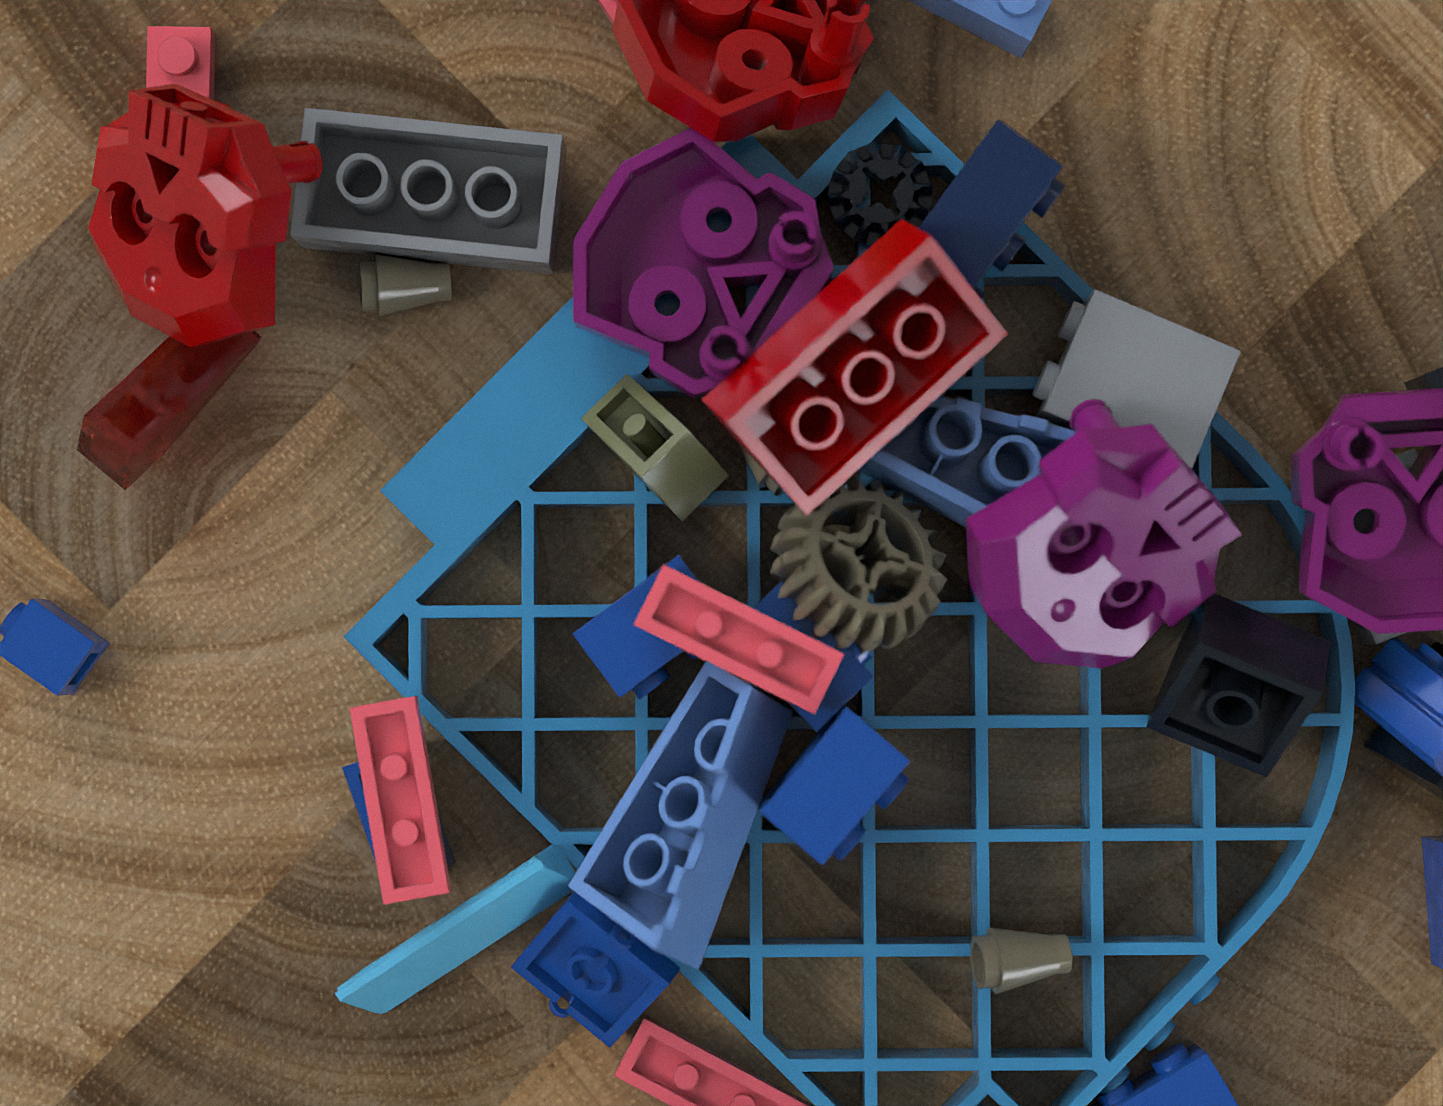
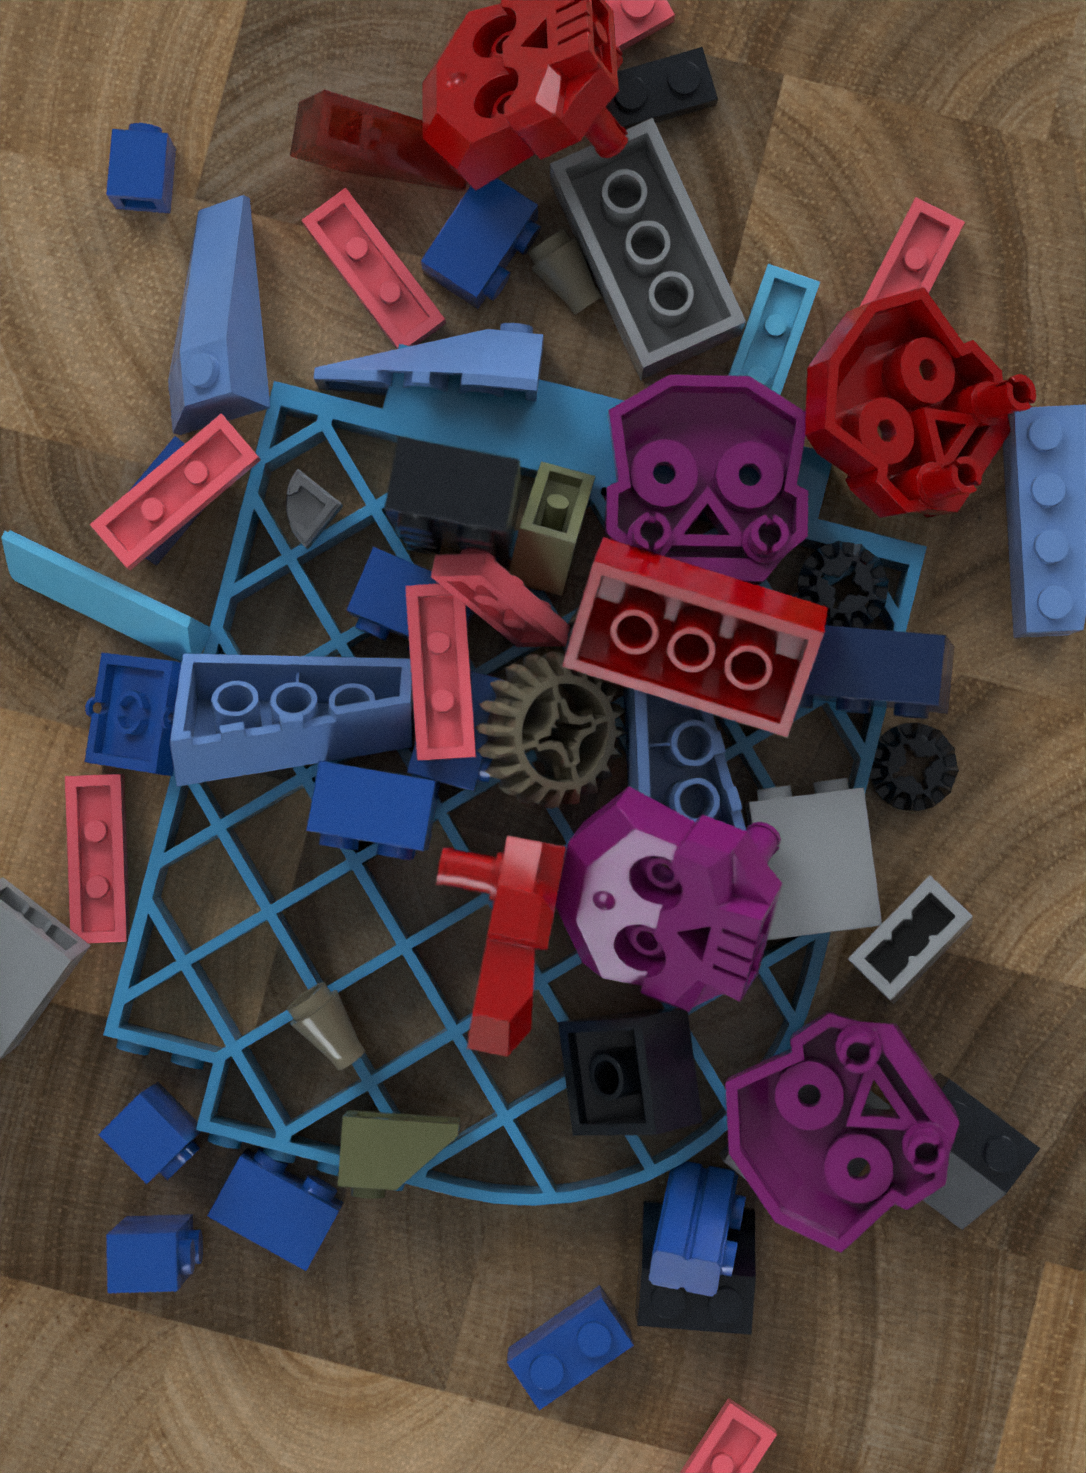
camera: 60 degrees right, 0 degrees up
(261, 663) = (219, 333): none -> medium blue wedge
(279, 79) = (663, 89): none -> black plate
(289, 474) = (373, 270): none -> coral plate
(323, 350) = (481, 241): none -> blue brick
(445, 417) = (484, 360): none -> medium blue wedge
(492, 676) = (309, 508): none -> flat silver tile
(581, 112) = (774, 327): none -> medium azure plate
(581, 524) = (453, 498): none -> black brick
(701, 538) = (500, 599): none -> coral plate
(1039, 706) = (524, 894): none -> red brick
(1115, 210) = (905, 791): none -> black gear
(1177, 965) = (388, 1148): none -> olive slope
(1270, 330) = (911, 939): none -> light grey brick

